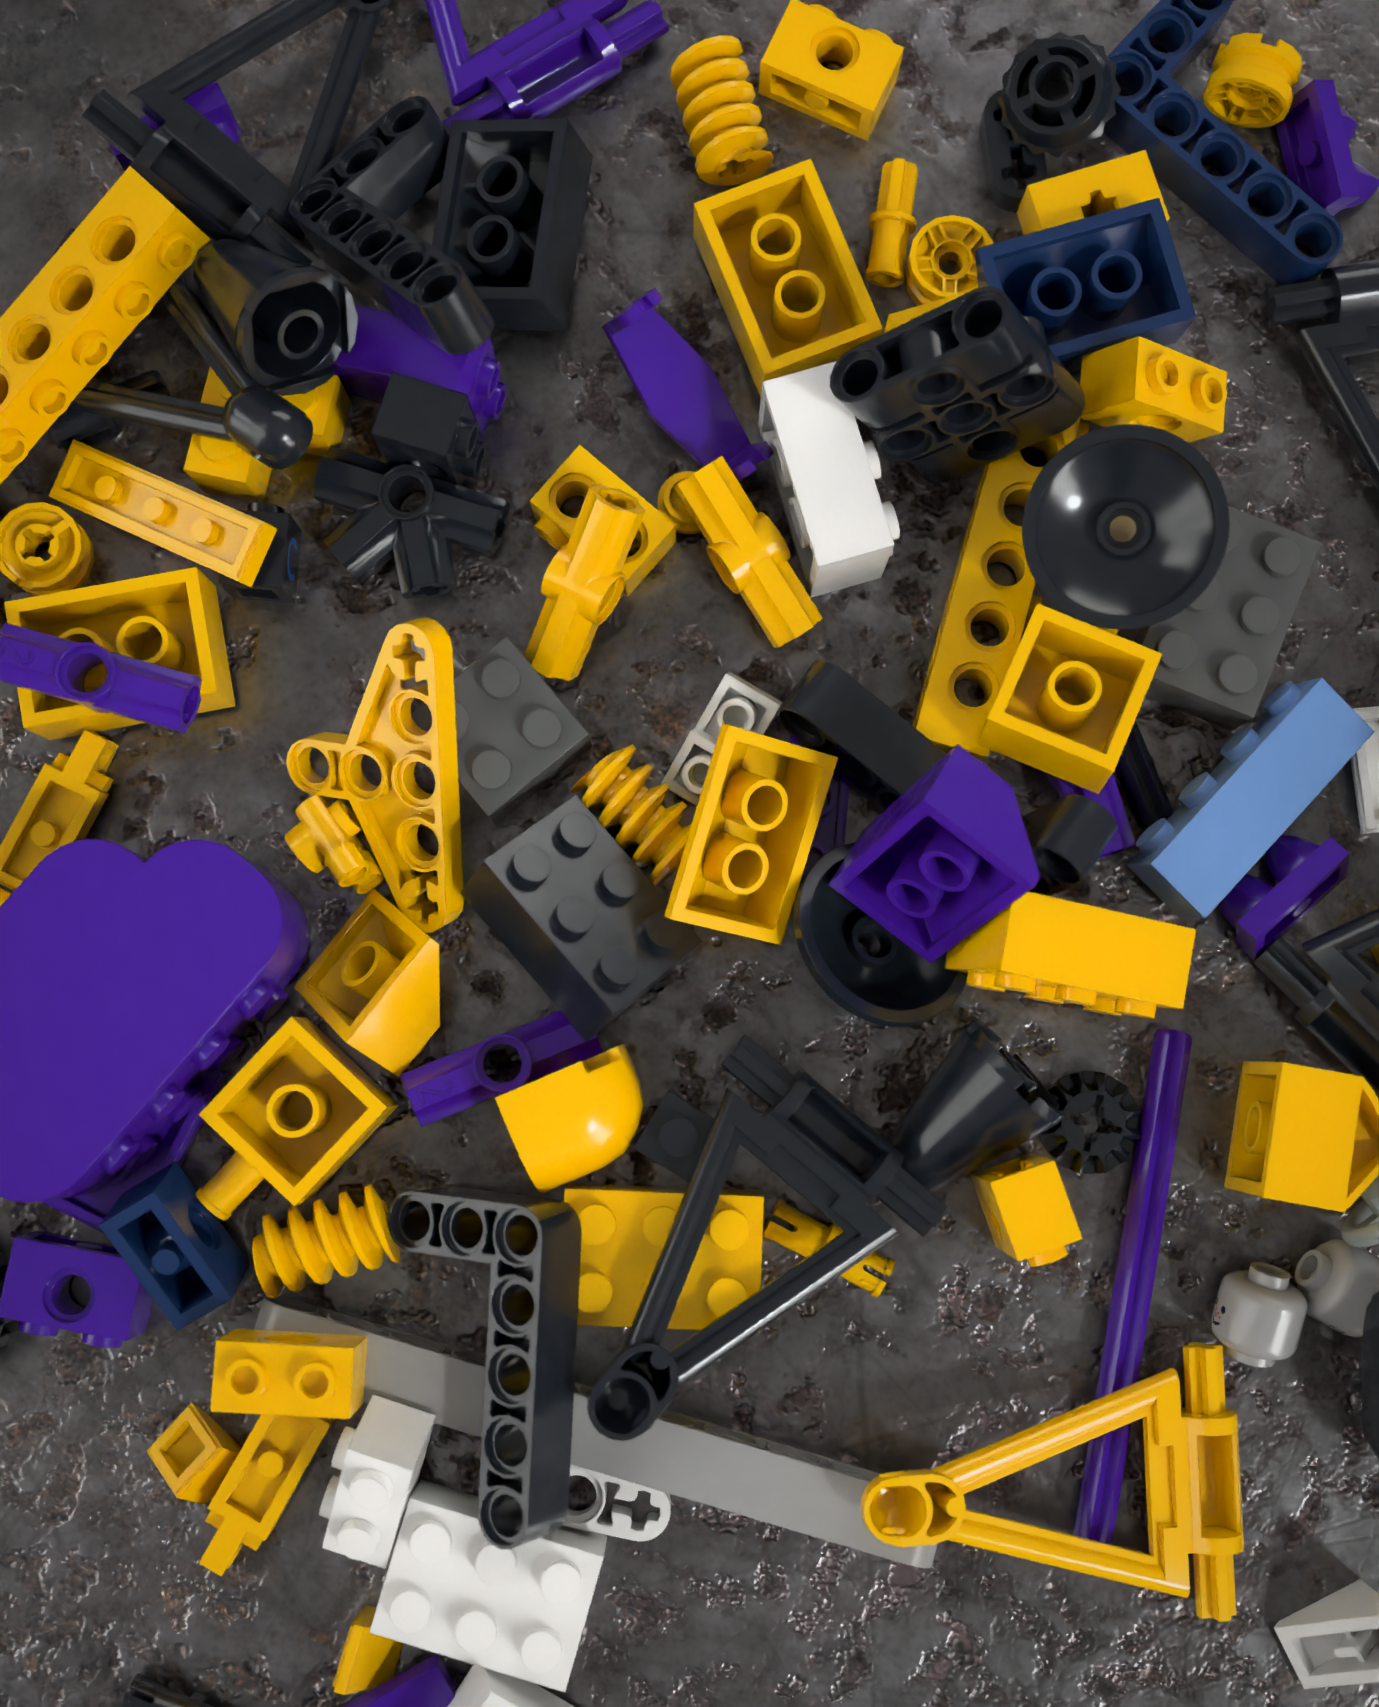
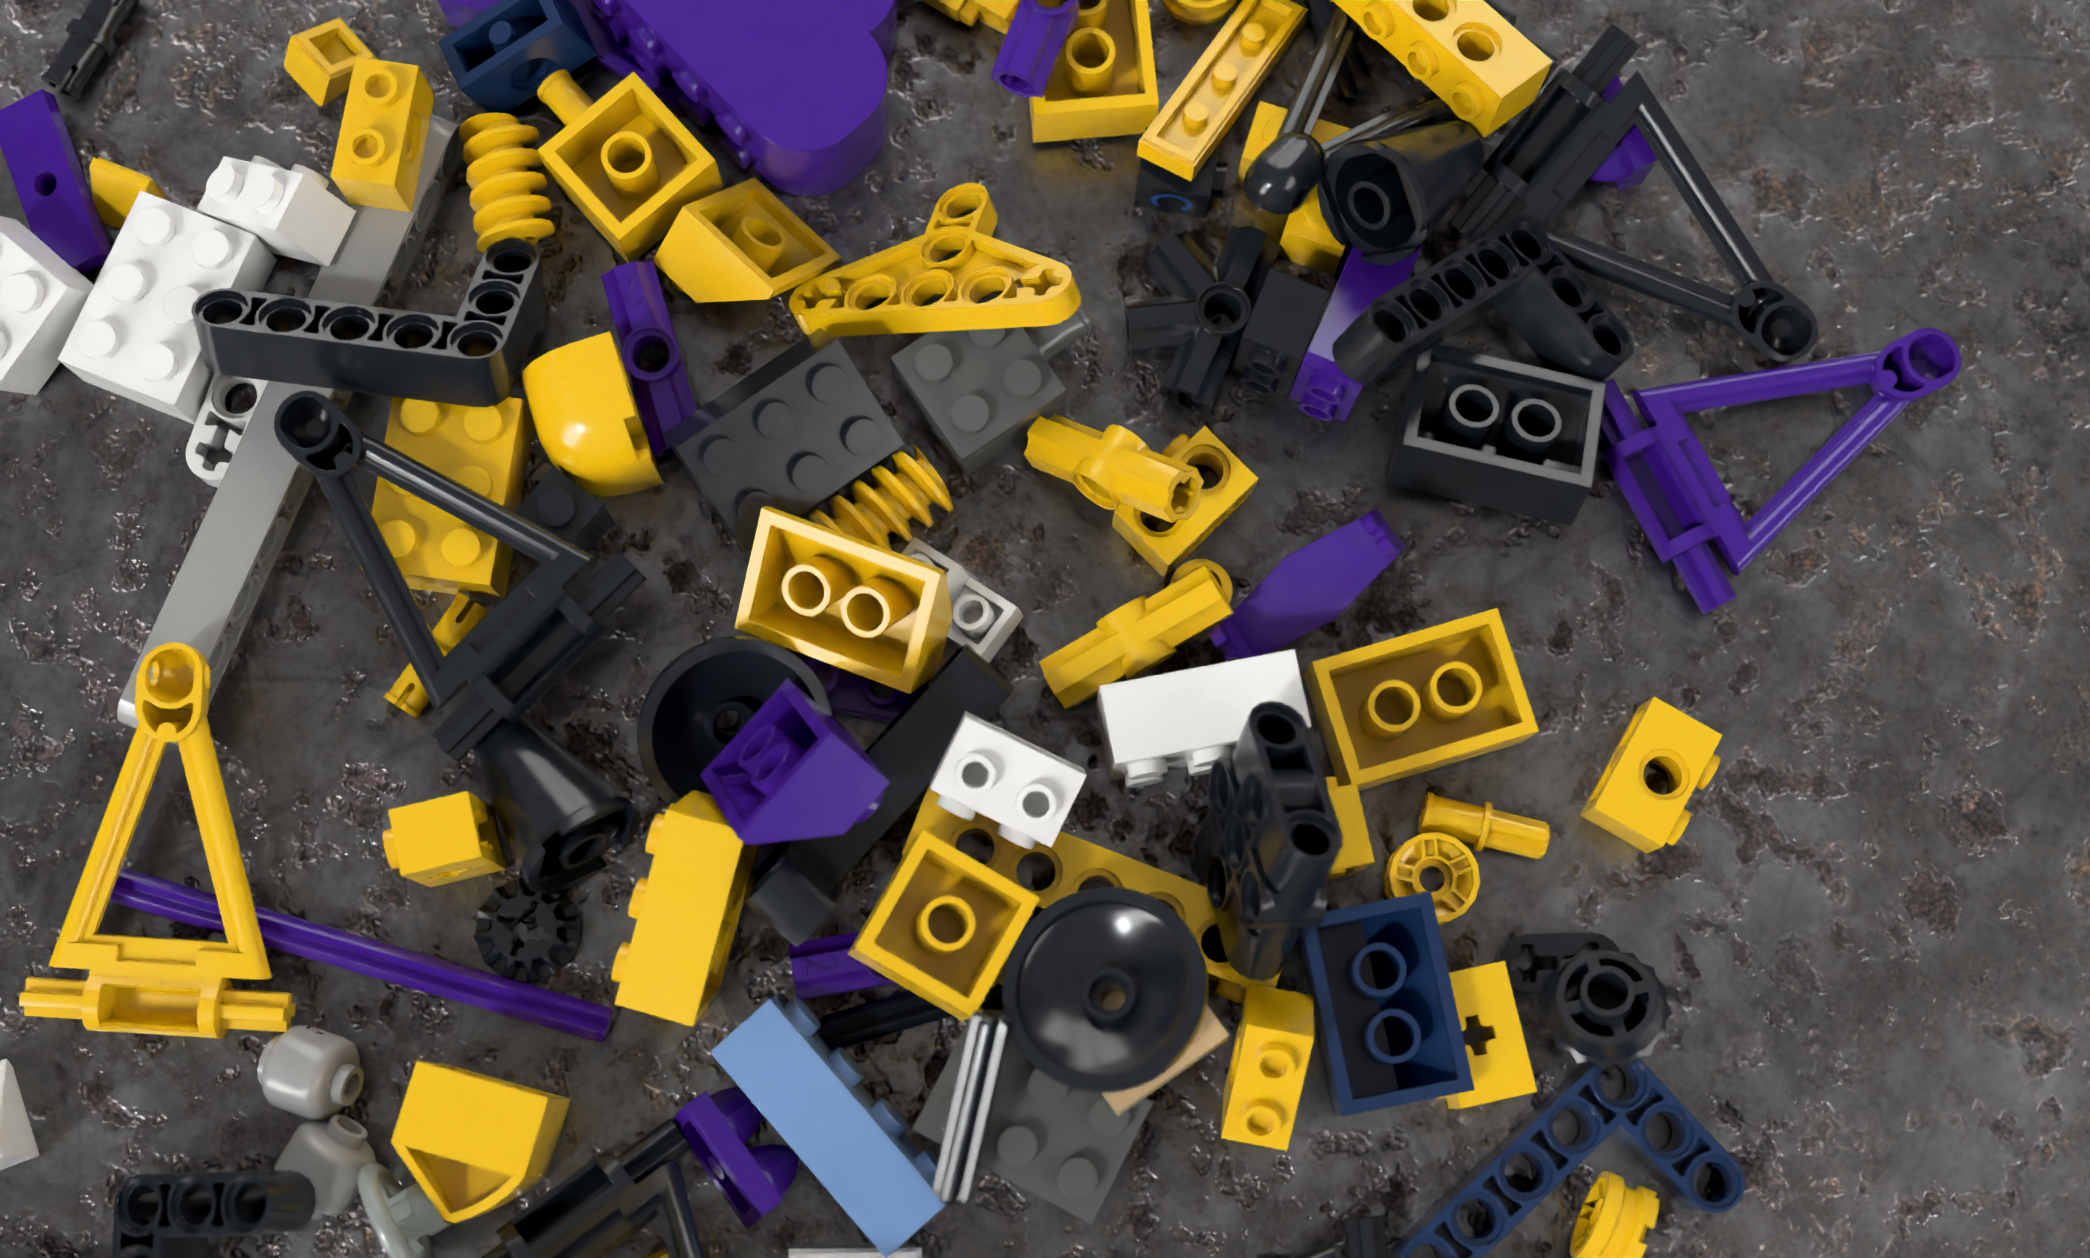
camera: 90 degrees right, 5 degrees down
(261, 1484) = (285, 109): yellow hinge -> none
(329, 840) = (885, 219): yellow plate -> none
(720, 112) = (1608, 651): yellow piece -> none
(918, 651) = (1006, 781): none -> white brick
(1238, 652) = (971, 1106): none -> axle

